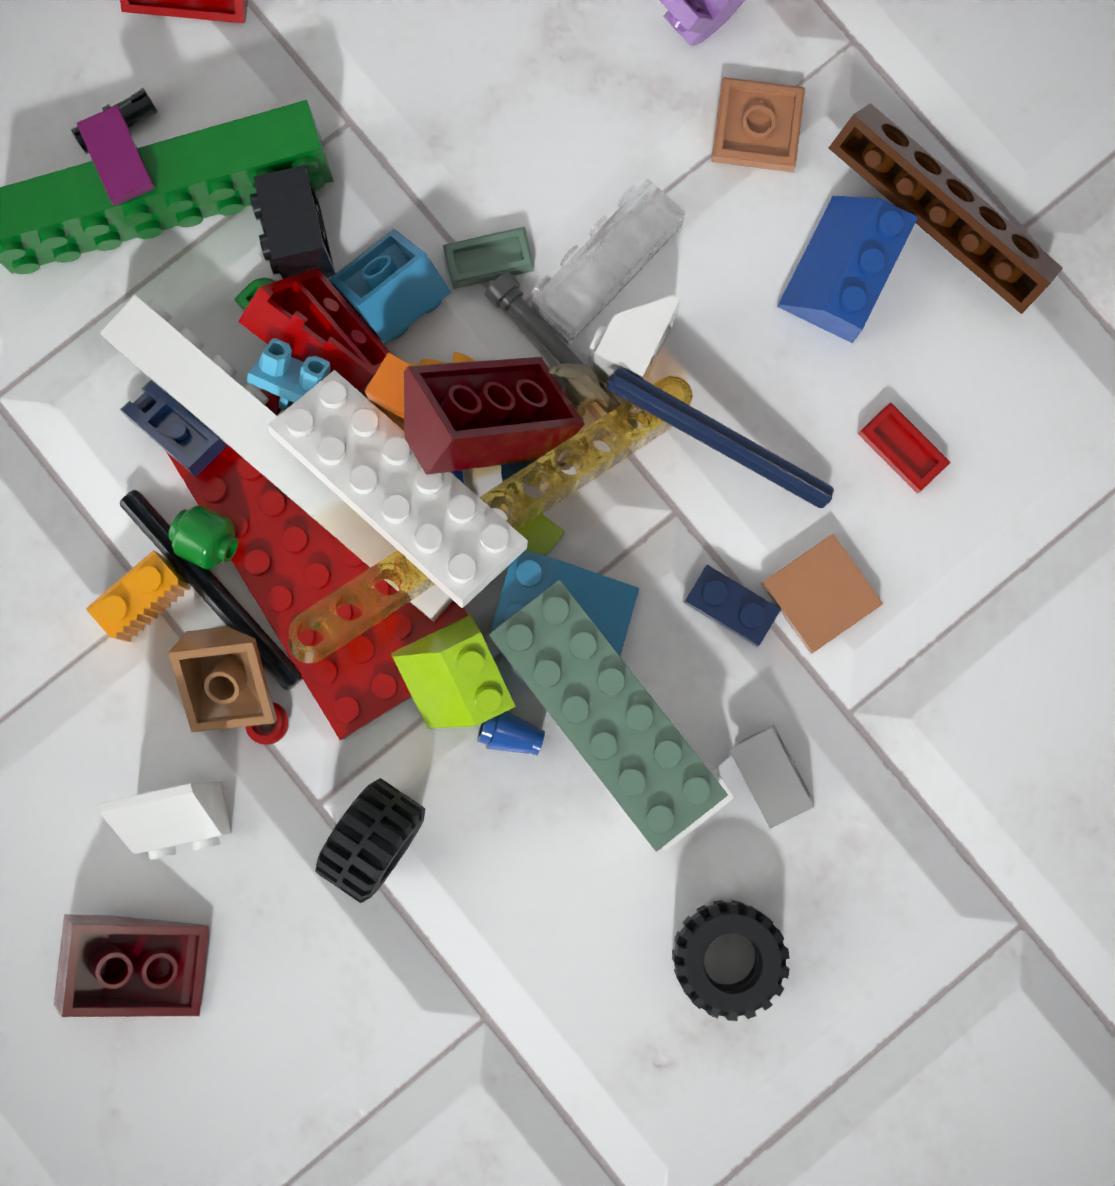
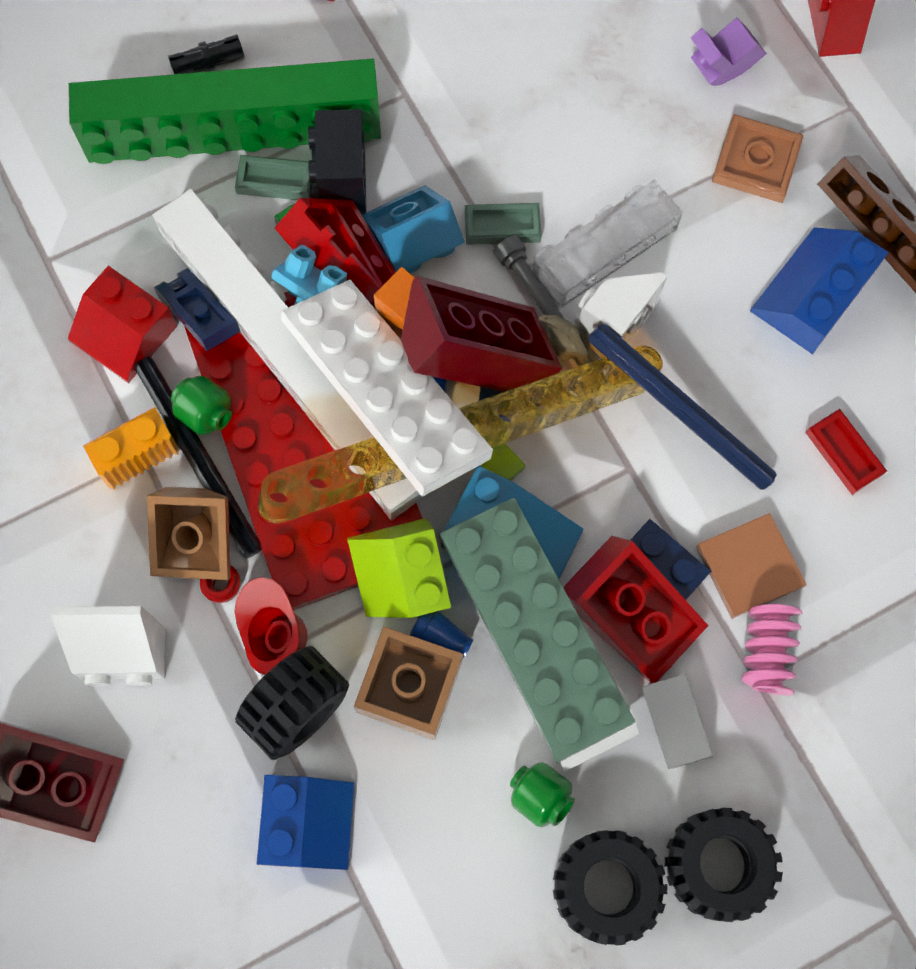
camera: 10 degrees right, 10 degrees down
(92, 459) = (120, 323): none -> red slope
(115, 155) = (201, 72): magenta tile -> none
(222, 253) = (273, 178): none -> sand green tile
(328, 762) = (268, 624): none -> red piece
(410, 956) = (305, 822): none -> blue slope
(486, 794) = (408, 683): none -> medium nougat brick
(645, 878) = (541, 794): none -> green head
(705, 665) = (634, 608): none -> red slope
(856, 681) = (770, 648): none -> bright pink piece
(878, 914) = (758, 857): none -> black tyre

